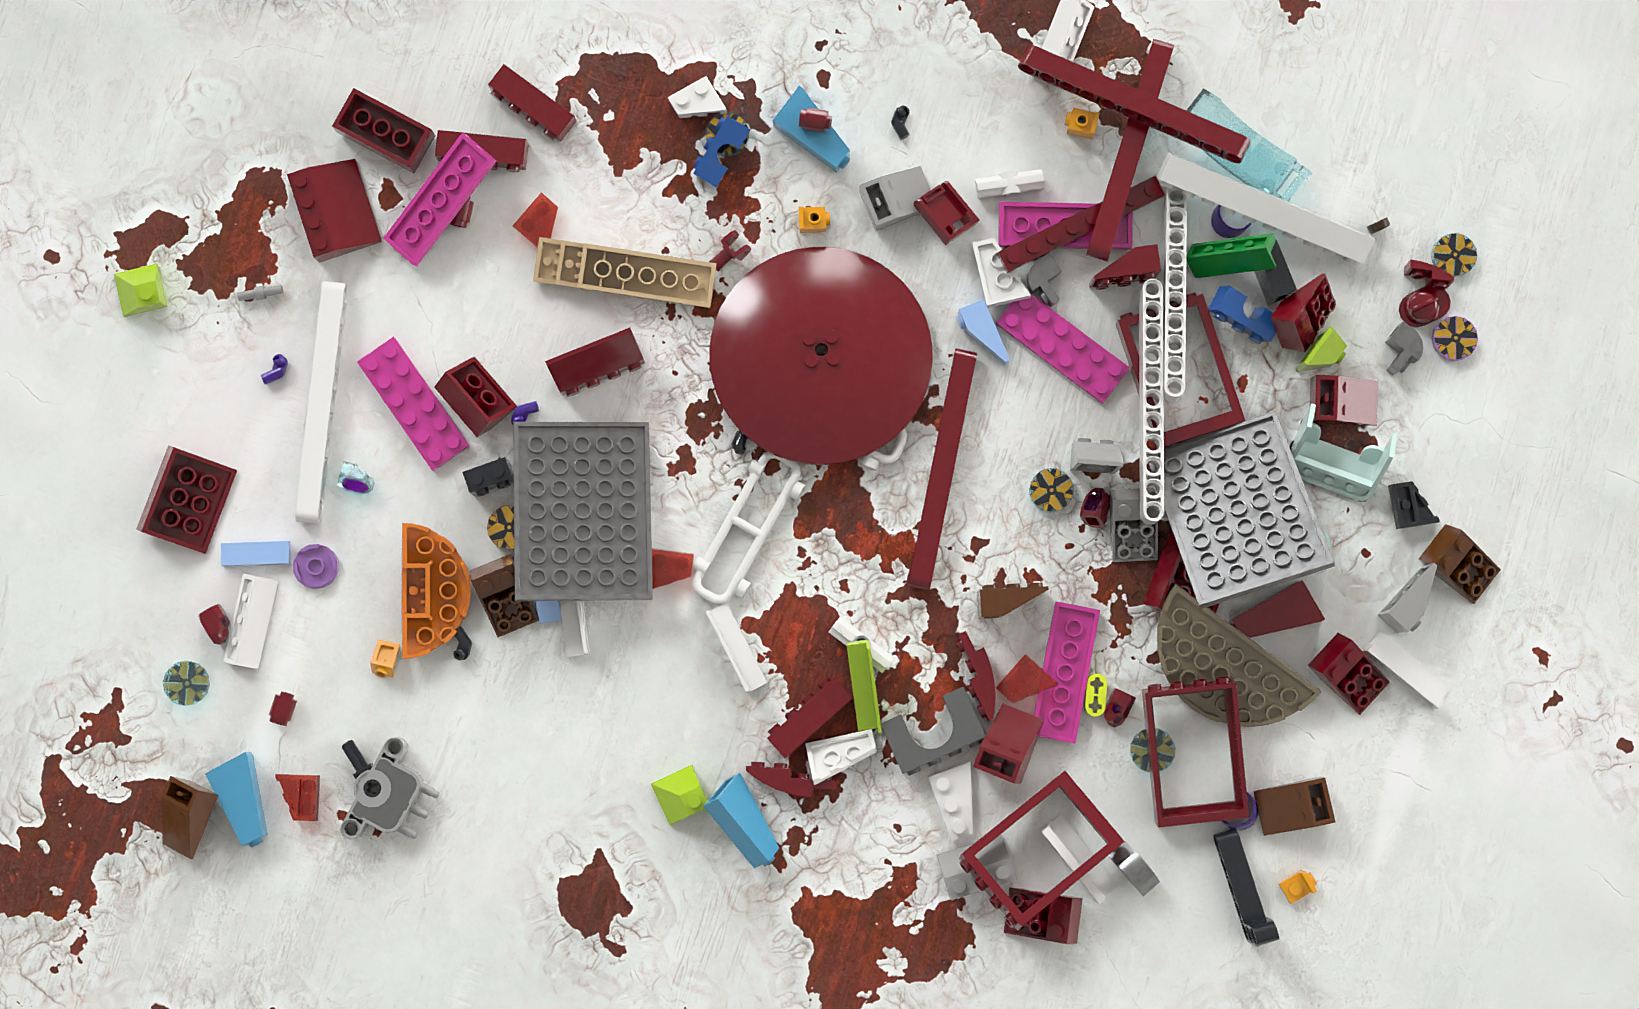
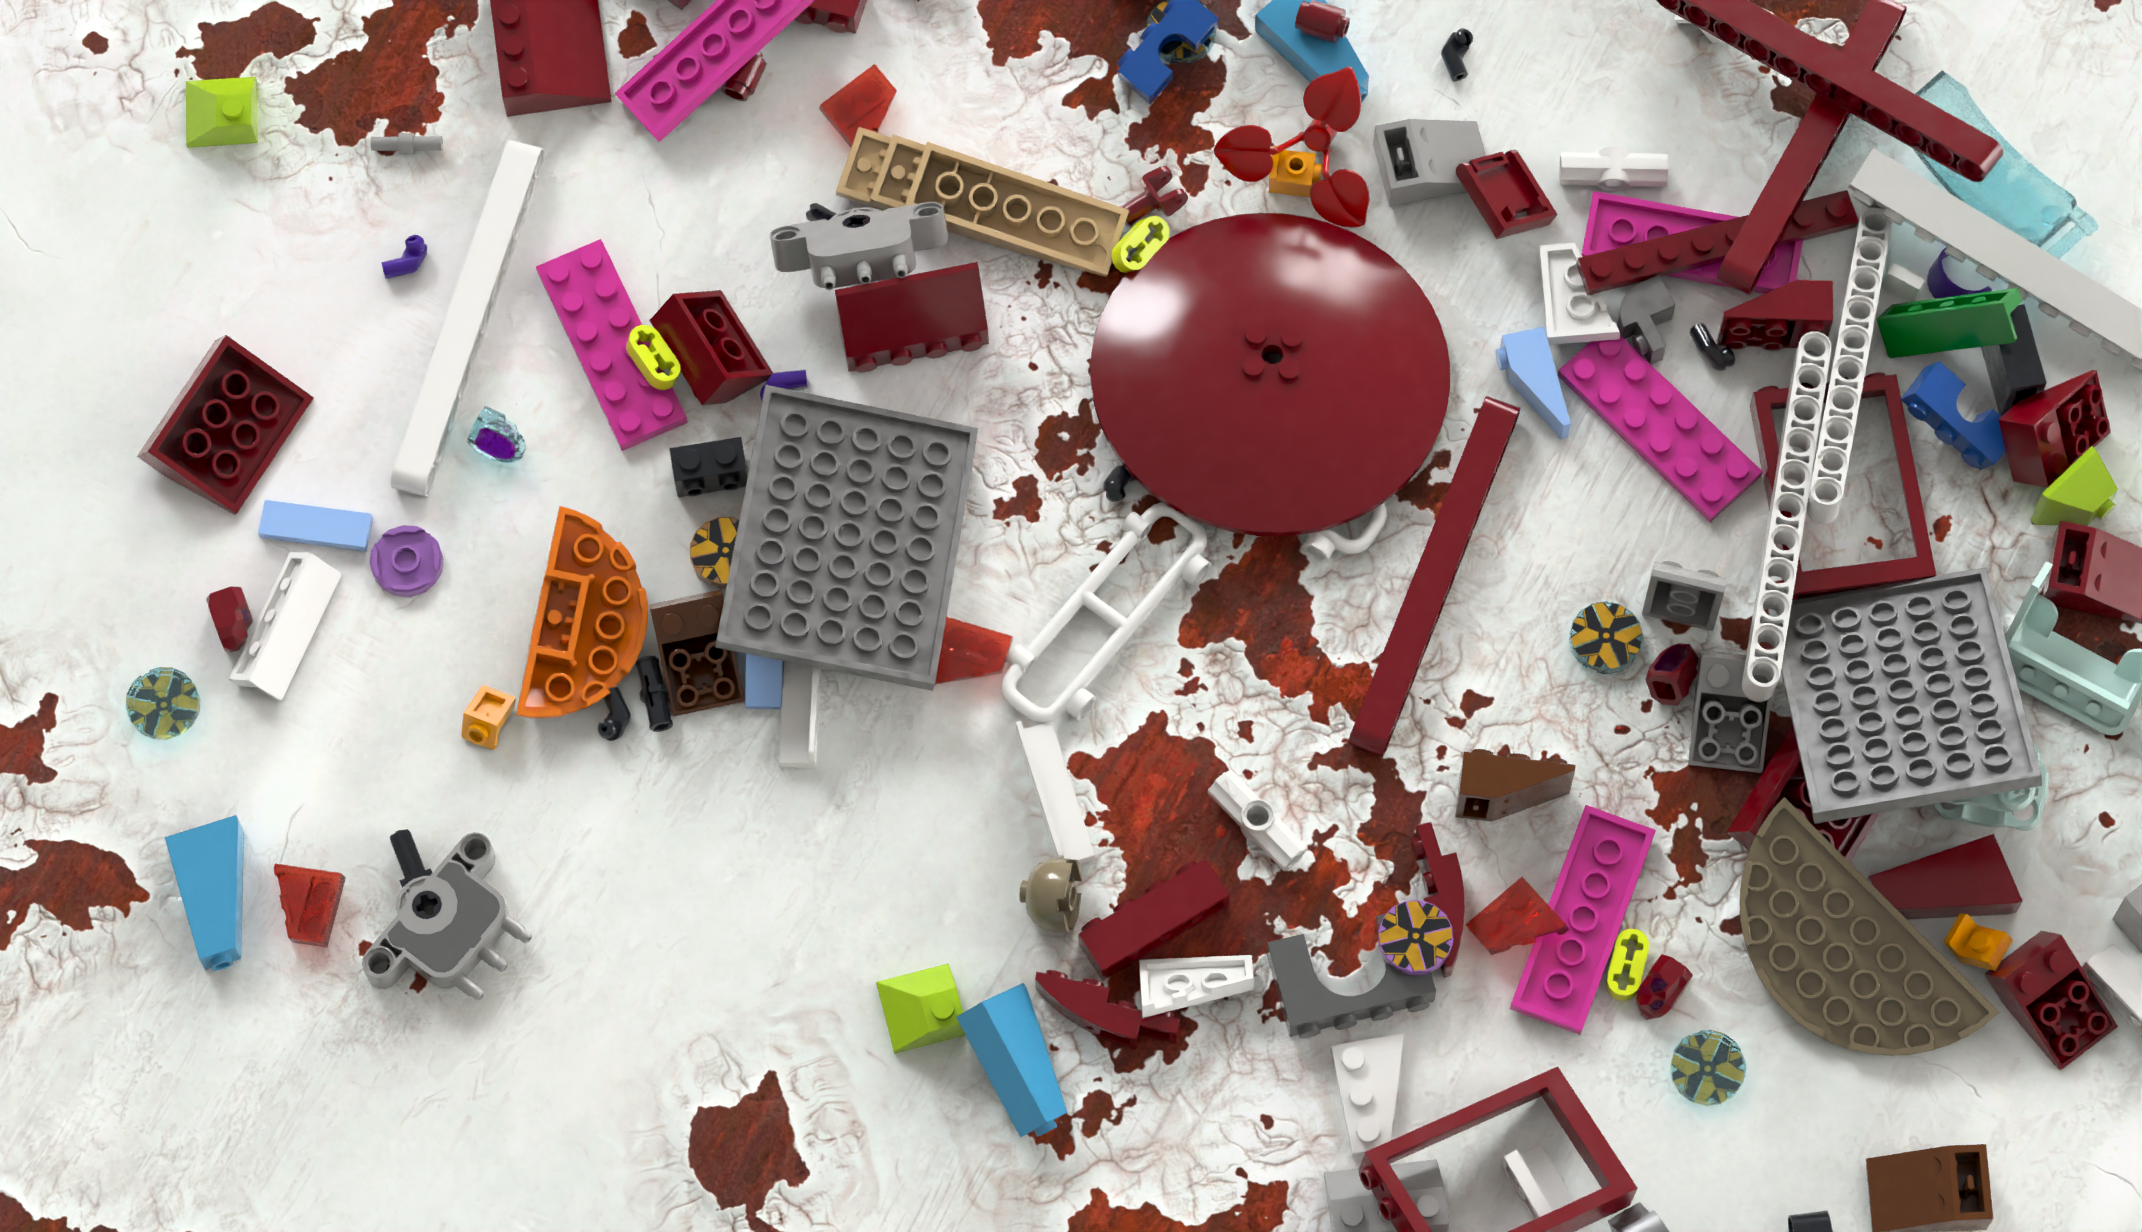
camera: 10 degrees right, 15 degrees down
(185, 814) = (119, 895): reddish brown slope -> none
(282, 708) = (308, 764): dark red brick -> none
(444, 408) = (649, 359): none -> neon yellow beam
(483, 626) = (654, 693): none -> black pin
(553, 320) = (858, 243): none -> light grey piece
(725, 282) = (1135, 239): none -> neon yellow beam
(747, 715) = (1053, 894): none -> dark tan cylinder
(830, 180) = (1335, 107): none -> red plant
(863, 685) = (1250, 880): lime panel -> none
(968, 706) = (1415, 937): none -> tile
(1009, 744) = (1471, 1012): dark red slope -> none
(1084, 130) = (1744, 107): light orange brick -> none
(1085, 293) = (1708, 348): none -> black arm
(1198, 229) = (1904, 283): none -> white tile
(1202, 812) = (1768, 1177): dark red window -> none
(1250, 822) = (1847, 1209): dark purple helmet -> none
(1301, 648) = (1977, 944): none -> light orange bracket

